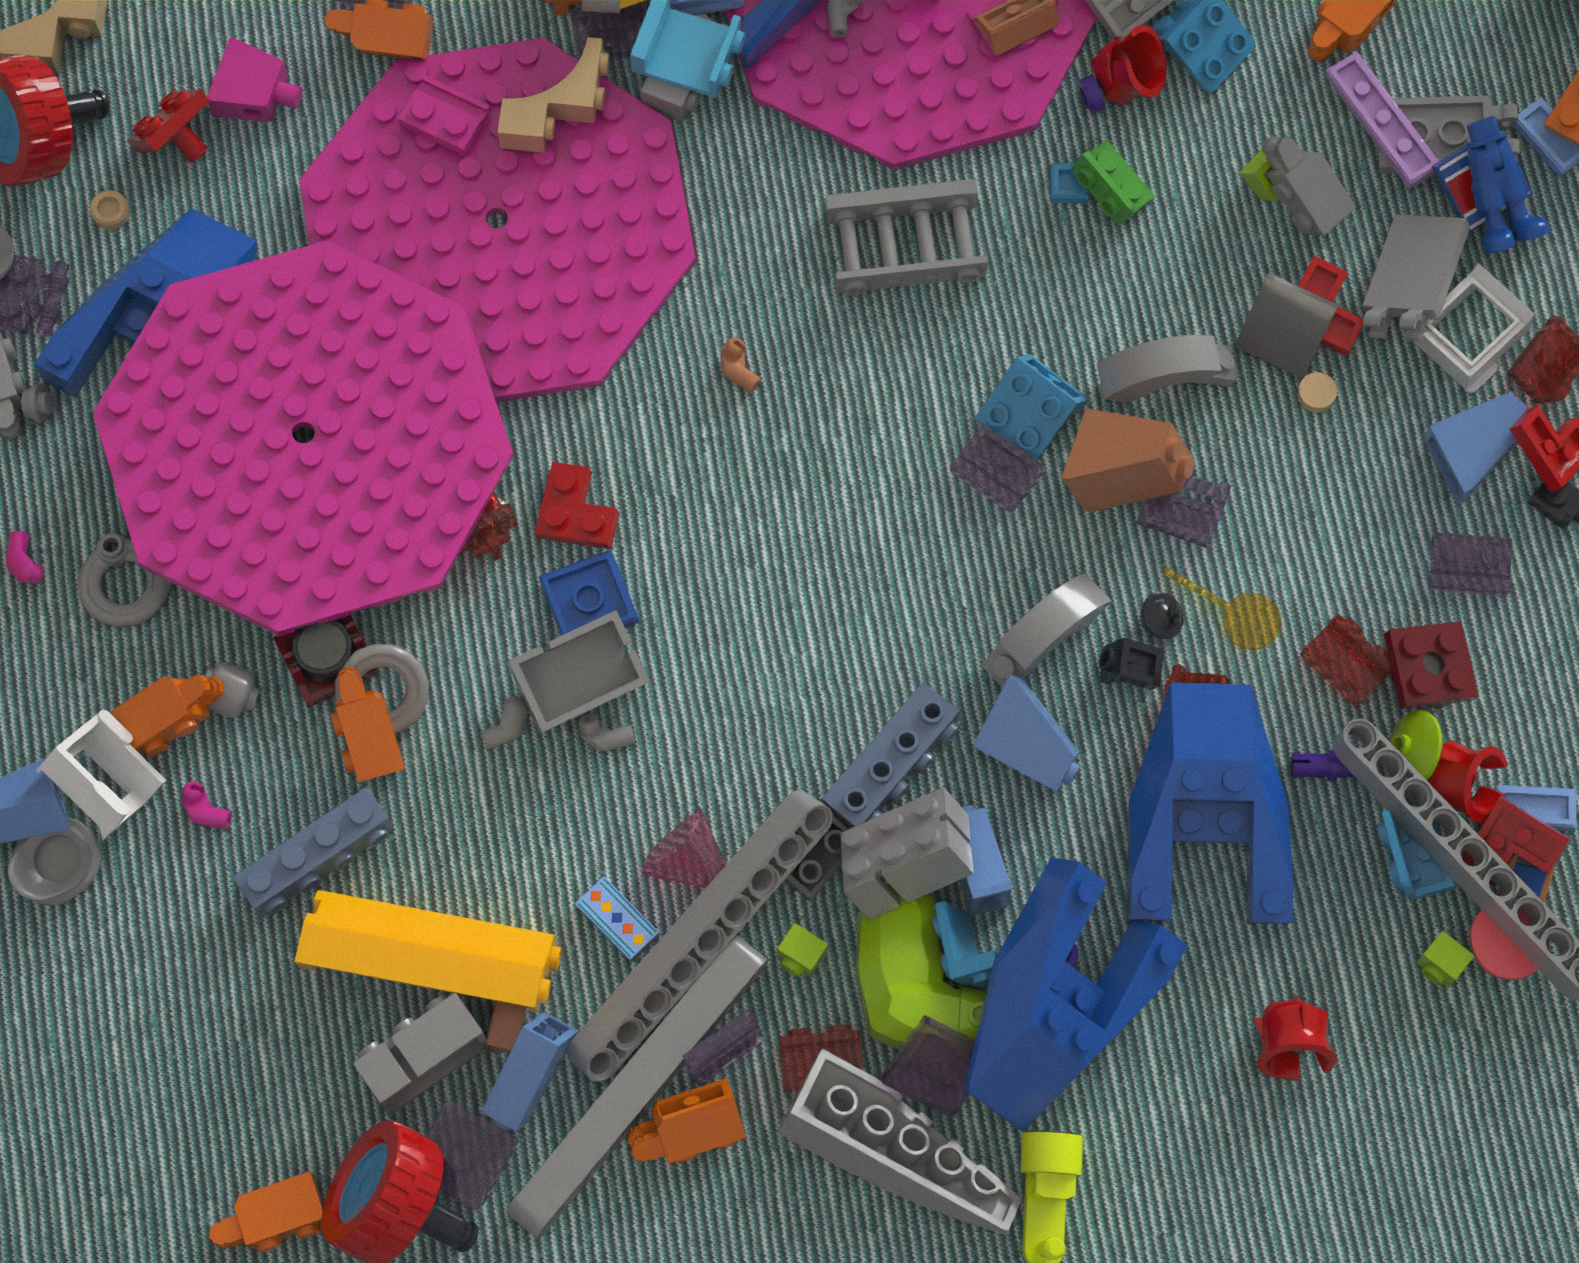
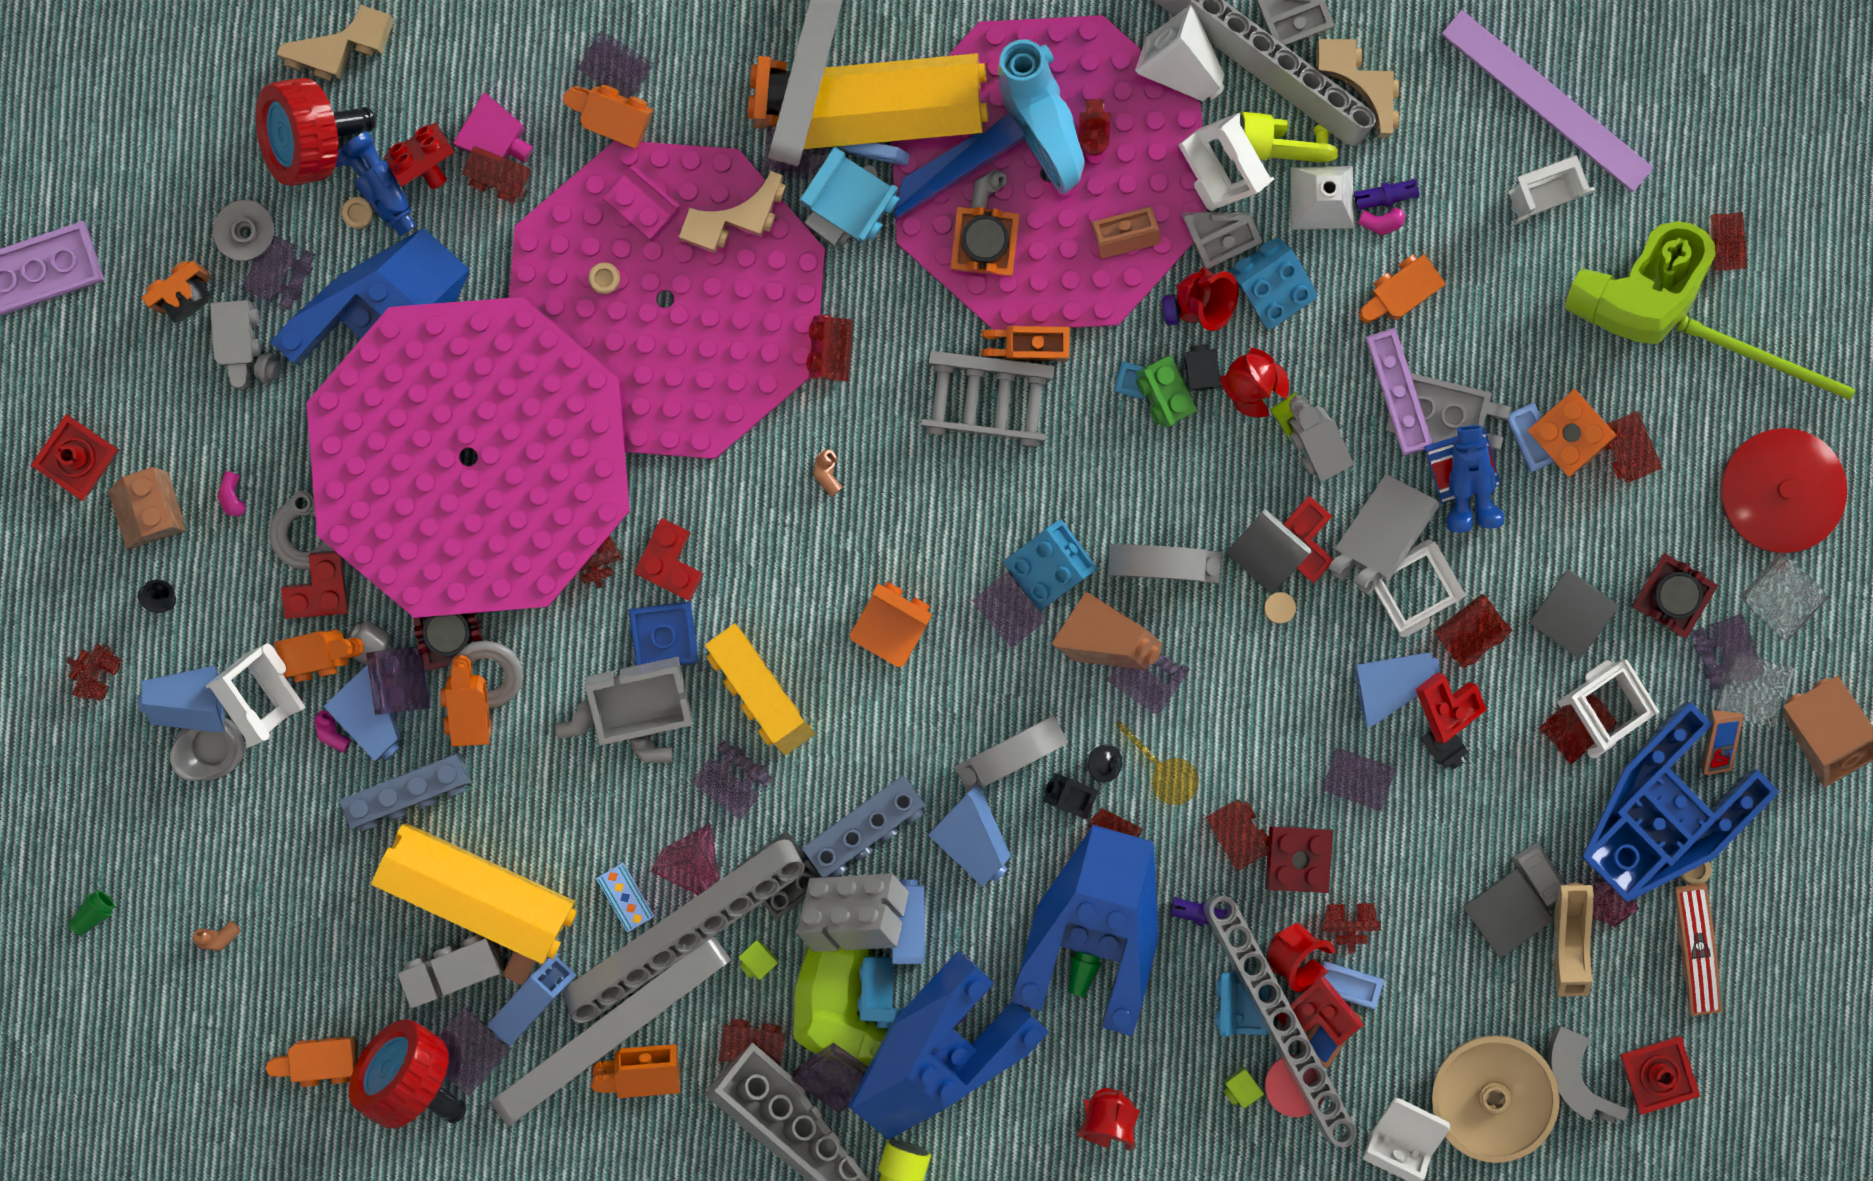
camera: 20 degrees right, 15 degrees up
(111, 1097) = (216, 940): none -> nougat arm
(124, 166) = (377, 182): none -> blue piece
(163, 645) = (324, 595): none -> red plate
(243, 774) = (355, 713): none -> medium blue slope
(265, 125) = (496, 173): none -> clear red bracket
(274, 720) = (397, 680): none -> clear purple plate
(420, 207) = (604, 278): none -> tan tile
(705, 224) = (829, 348): none -> clear red bracket
(711, 756) = (725, 787): none -> clear purple plate
(723, 628) = (758, 689): none -> yellow wedge
(723, 1047) = (670, 1023): clear purple plate -> none
(856, 62) = (984, 241): none -> piece
(861, 514) = (891, 624): none -> orange bracket
(941, 160) = (1030, 343): none -> orange hinge
(1147, 148) = (1202, 368): none -> black brick
(1206, 868) = (1082, 972): none -> green cone
(1208, 138) = (1253, 379): none -> red helmet
(1419, 741) = (1268, 919): lime dish -> none
(1531, 725) = (1336, 922): none -> clear red hips

